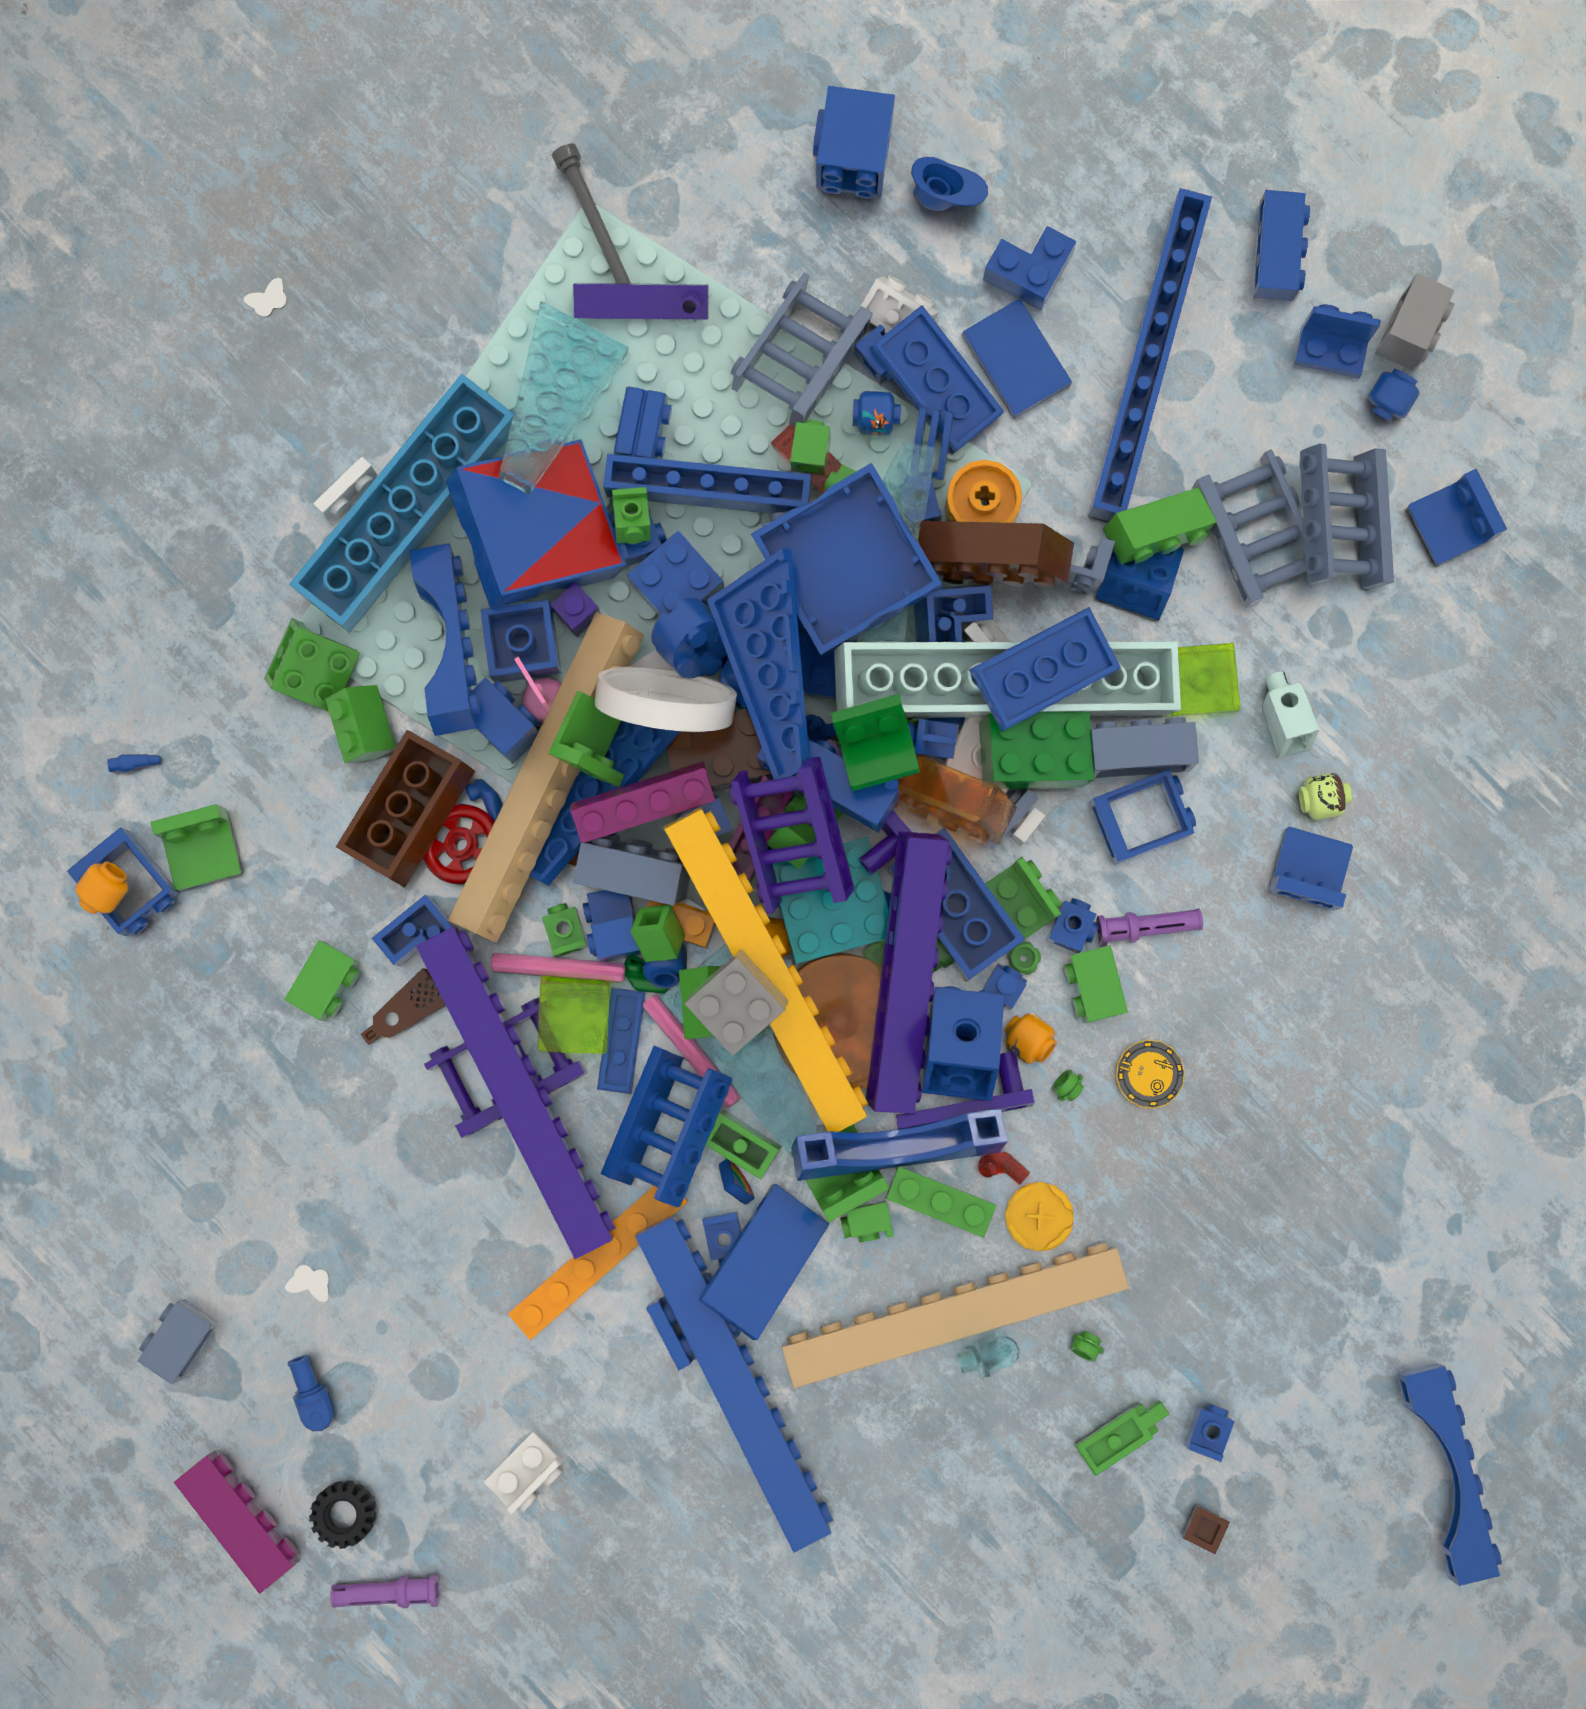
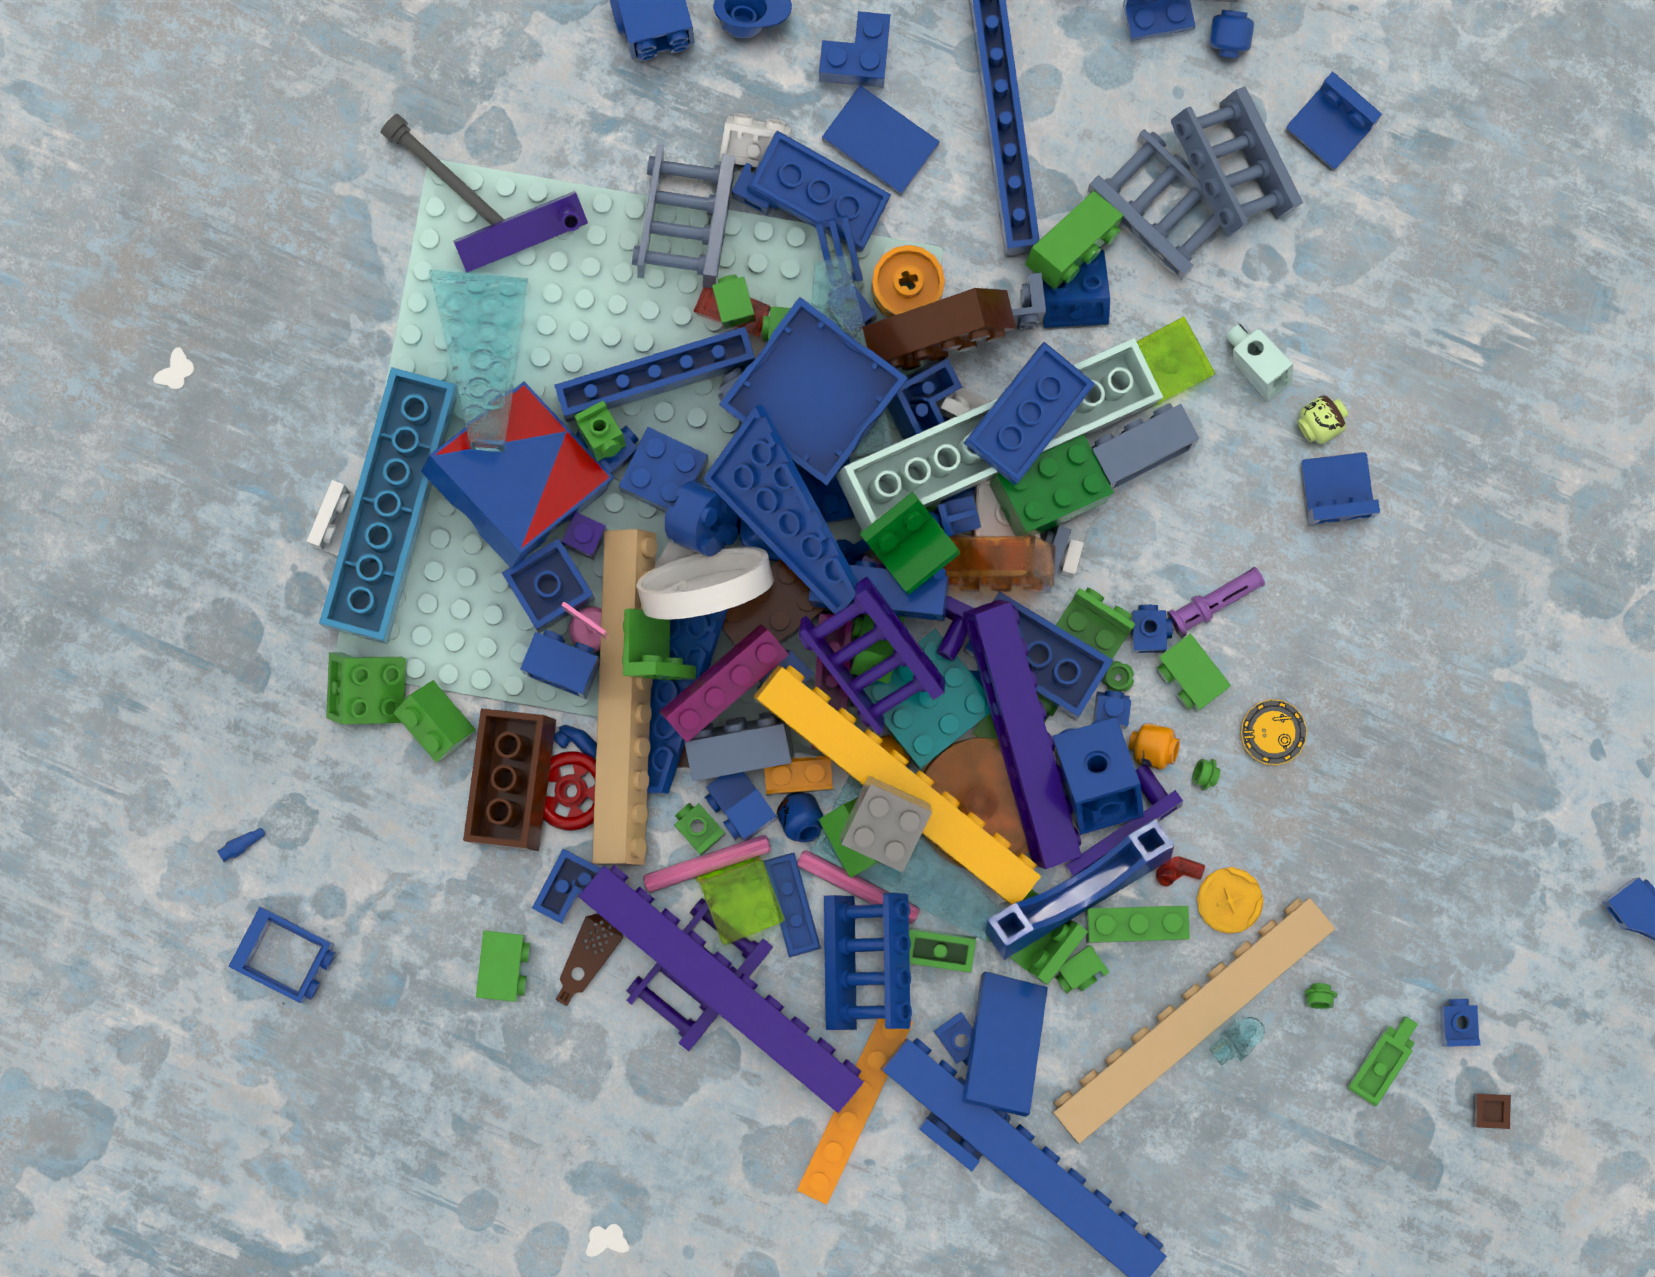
camera: 30 degrees left, 0 degrees up
(101, 888) = (270, 967): light orange head -> none
(198, 846) = (336, 895): bright green bracket -> none
(449, 692) = (510, 658): blue arch -> none
(635, 976) = (781, 843): green arm -> none
(642, 423) = (570, 344): blue brick -> none
(657, 933) = (786, 793): bright green brick -> none
(735, 1182) = (948, 986): blue tile -> none
(875, 413) = (777, 245): blue head -> none
(1110, 830) = (1142, 526): blue window -> none

